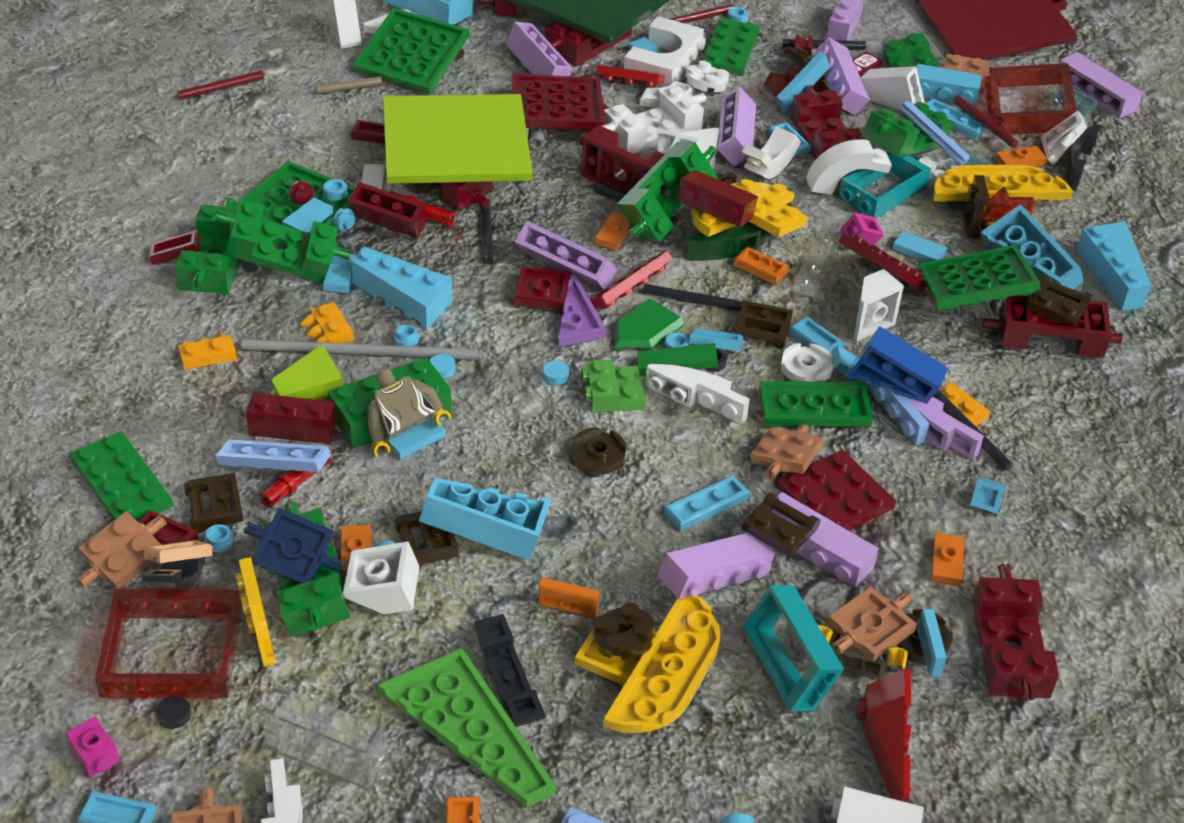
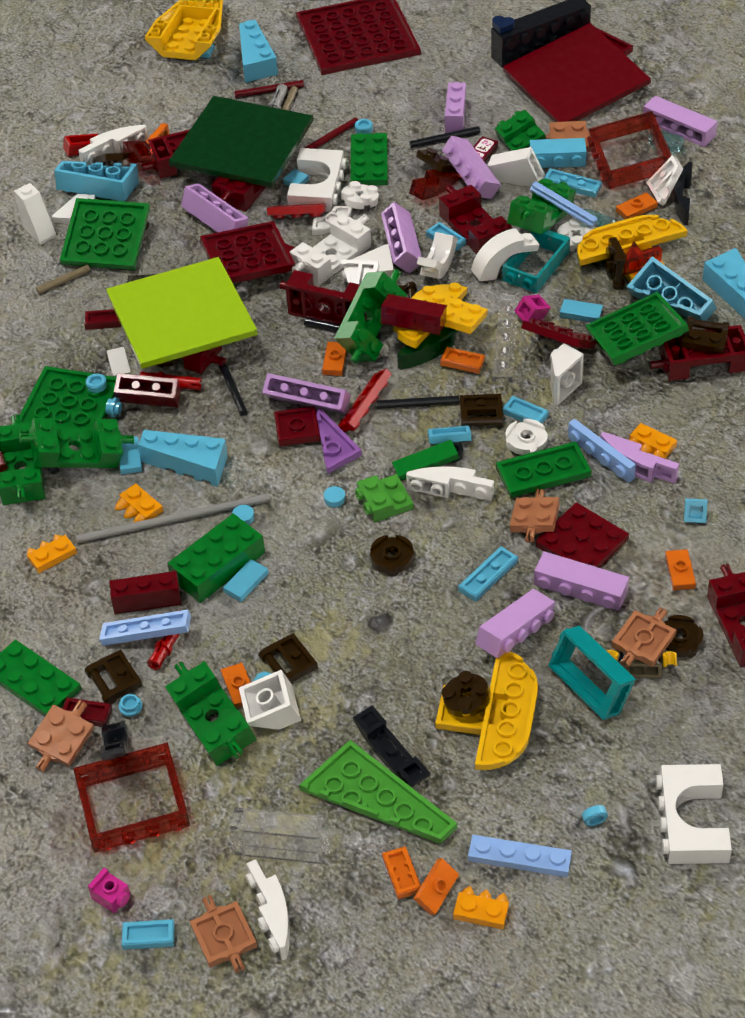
camera: 10 degrees left, 5 degrees up
(174, 712) = (155, 847): black tile -> none
(177, 551) = (106, 725): light nougat tile -> none
(253, 605) = (181, 746): yellow wing -> none
(293, 547) = (197, 698): dark blue plate -> none
(301, 192) = (70, 393): dark red plate -> none
(308, 377) = (145, 555): lime slope -> none
(311, 211) = (85, 413): medium azure tile -> none
(400, 408) = (232, 563): dark tan torso -> none
(406, 335) = (205, 497): medium azure plate -> none
(486, 516) = (331, 632): medium azure wedge -> none
(568, 597) = (413, 678): orange plate -> none
(645, 326) = (389, 437): green tile -> none
(676, 340) = (418, 444): medium azure tile -> none
(776, 530) = (549, 583): dark brown plate -> none
(804, 42) = (429, 142): dark red wheel -> none
(807, 76) = (443, 179): medium azure tile -> none
(842, 359) = (555, 428): medium azure tile -> none
(886, 729) = (675, 712): red wedge -> none
(898, 366) = (600, 424): blue wedge -> none
(931, 643) = (690, 640): medium azure tile -> none
(985, 121) = (599, 180): dark red bar -> none
(986, 444) = (657, 452): black bar -> none

